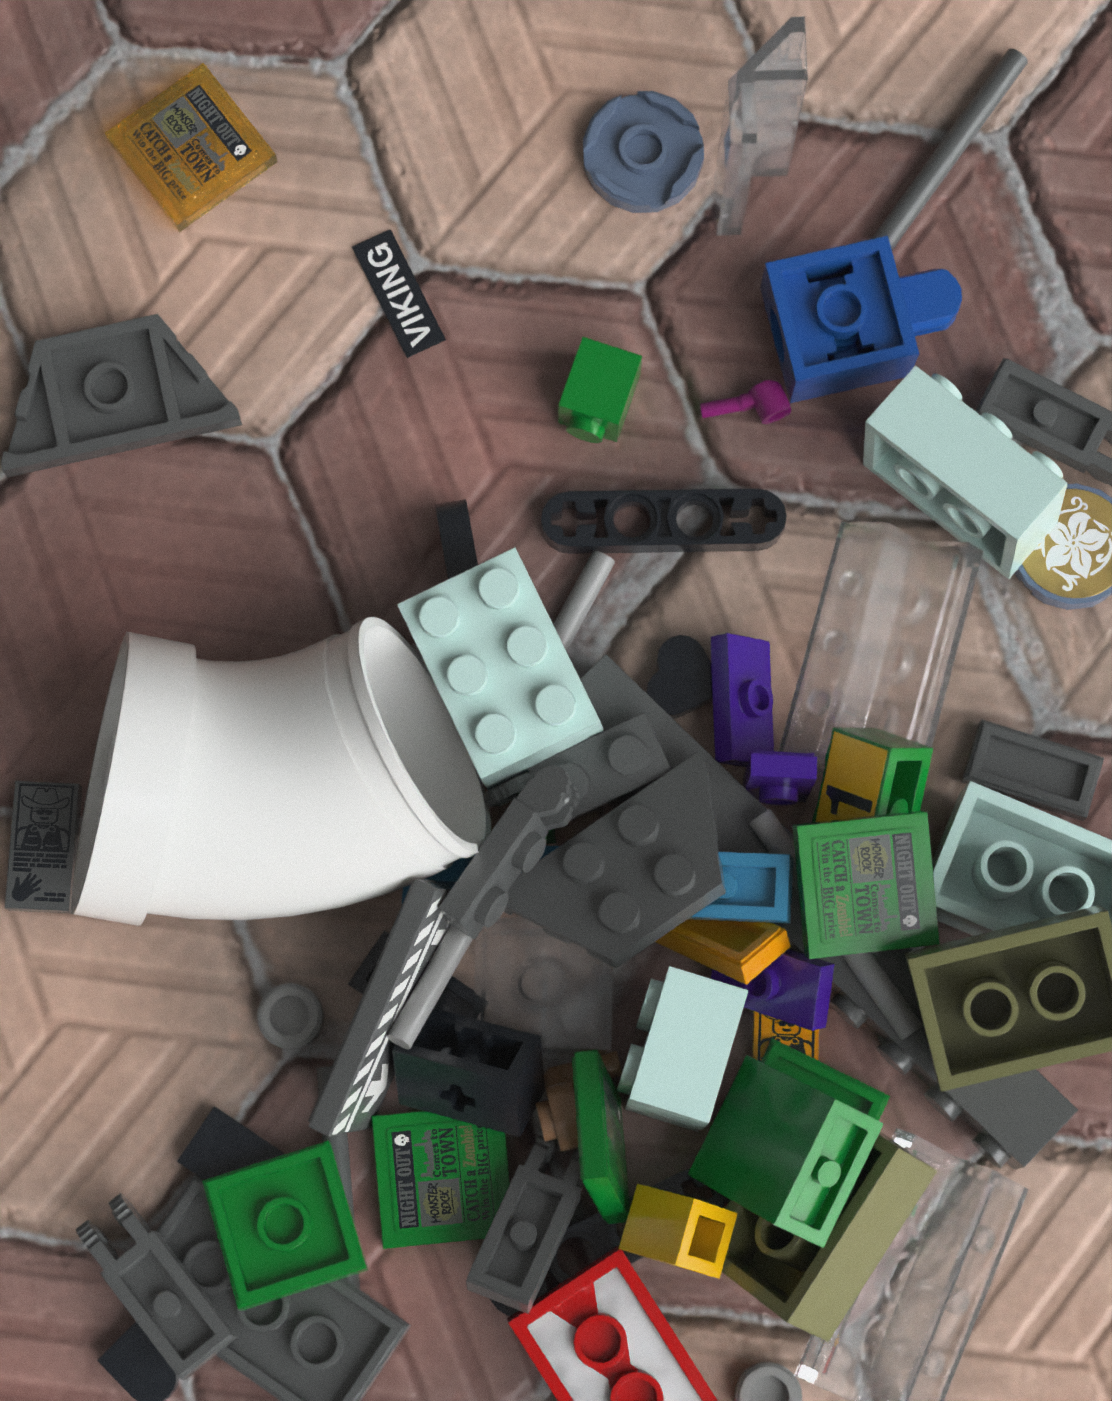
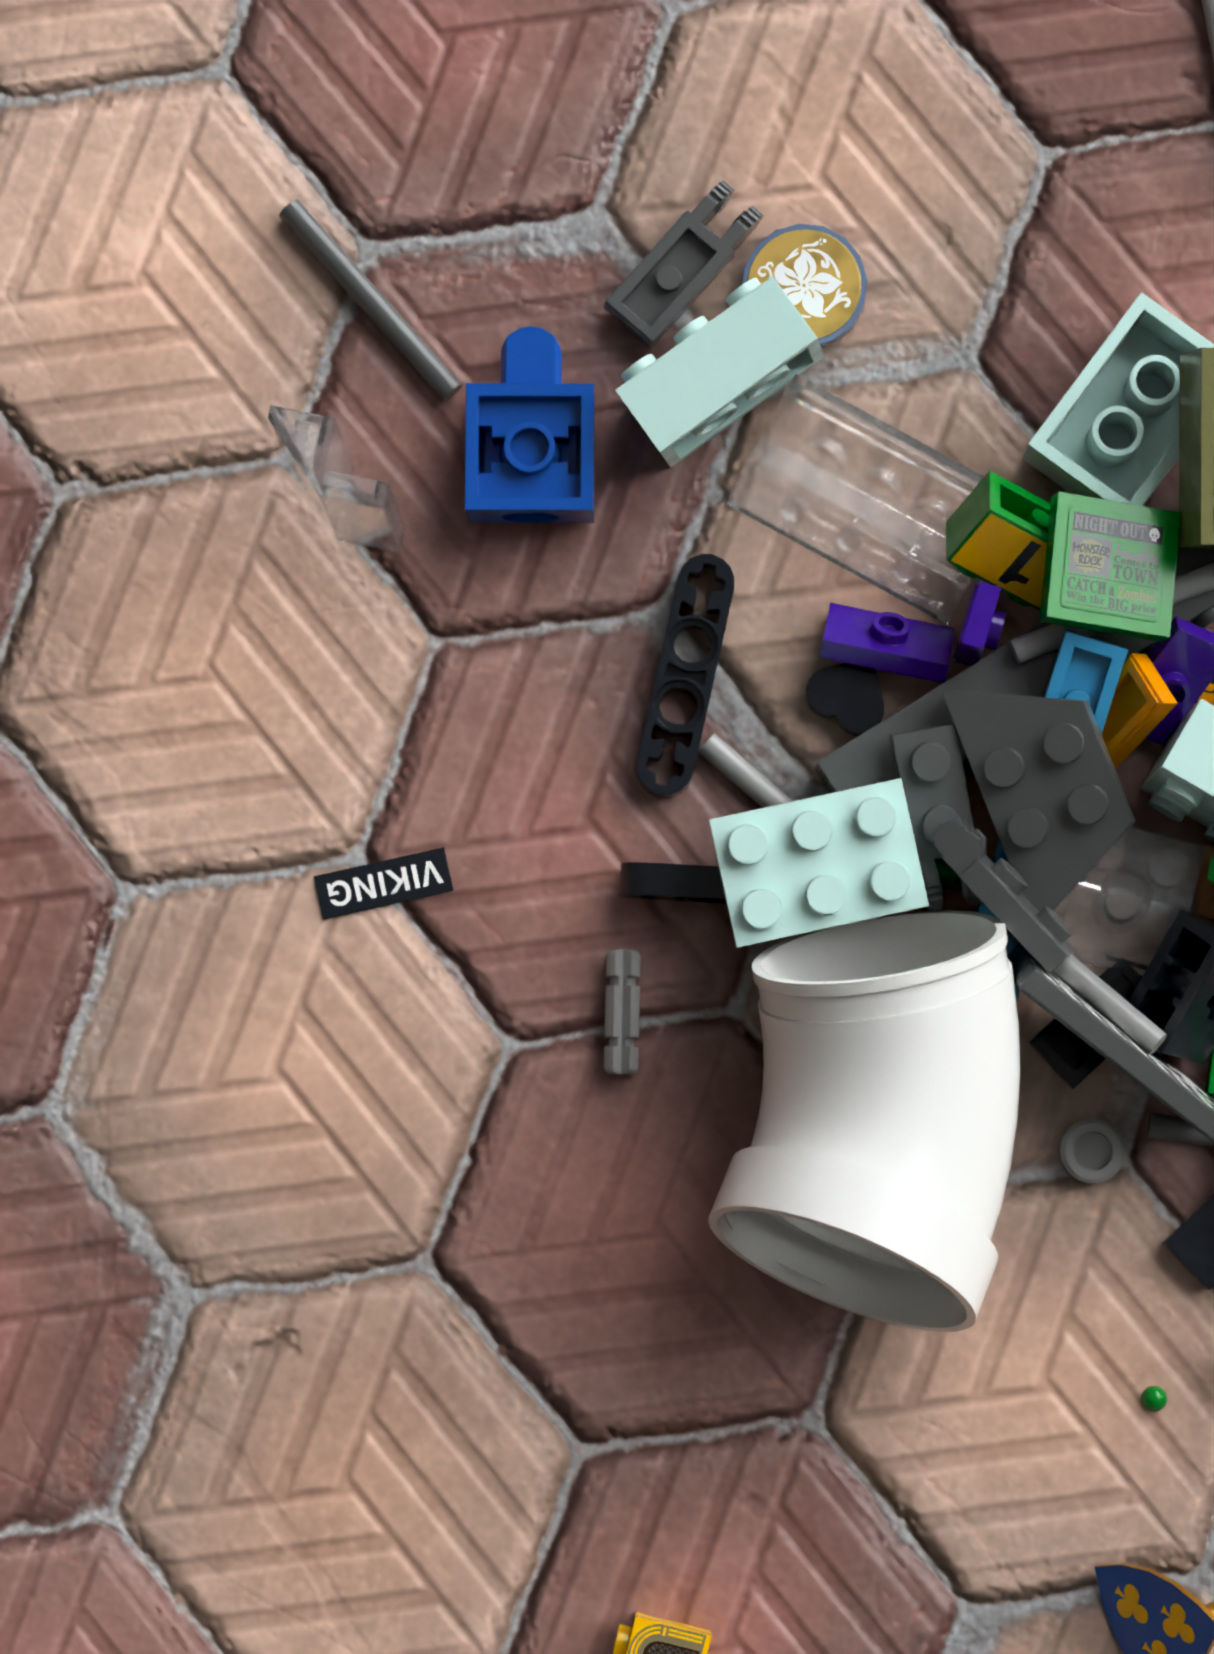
camera: 70 degrees left, 5 degrees up
(43, 846) = (870, 1357): dark grey tile -> none
(62, 1134) = (1154, 1398): none -> green piece
(111, 395) = (427, 1192): dark grey wing -> none
(191, 147) = (180, 1058): clear yellow tile -> none
(324, 536) = (622, 1012): none -> light grey axle
(599, 391) = (543, 706): green brick -> none
(643, 152) = (297, 604): sand blue tile -> none
(766, 398) = (587, 543): magenta hand -> none
(1033, 770) = (1015, 383): dark grey tile -> none

